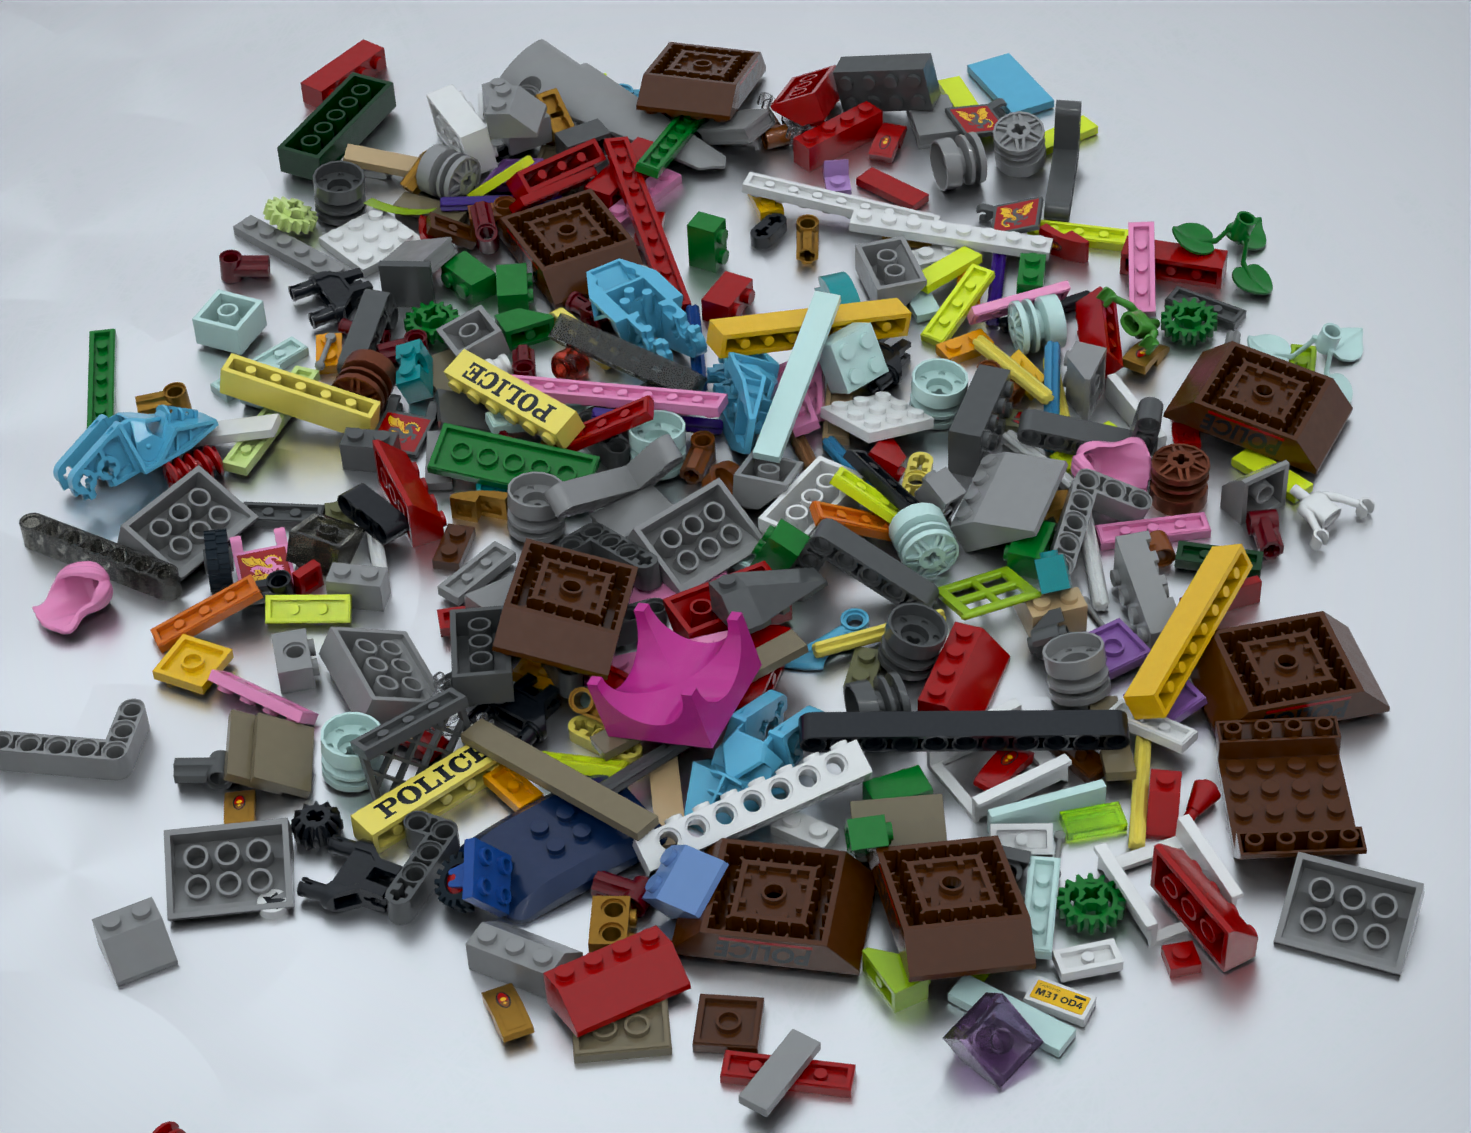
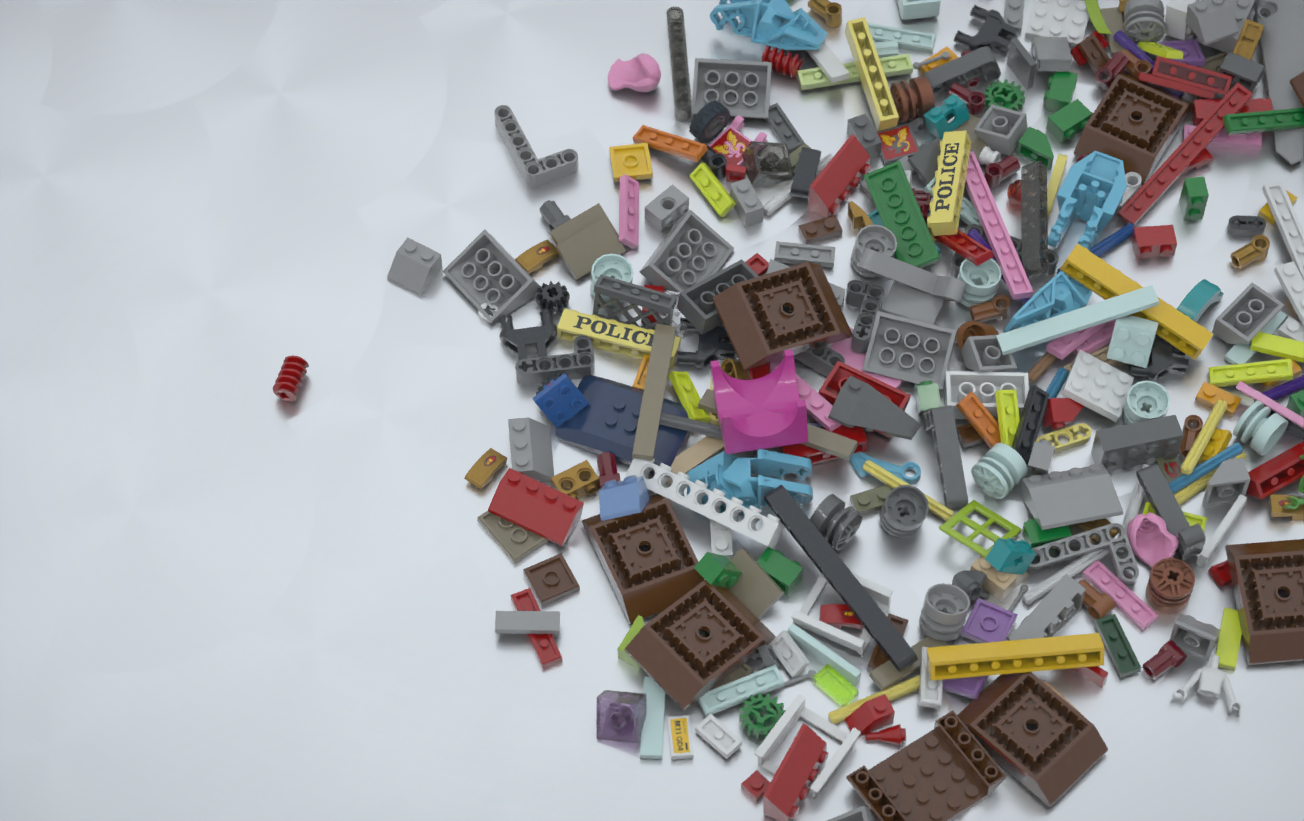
camera: 55 degrees right, 15 degrees up
(965, 672) = (900, 555): red slope -> none

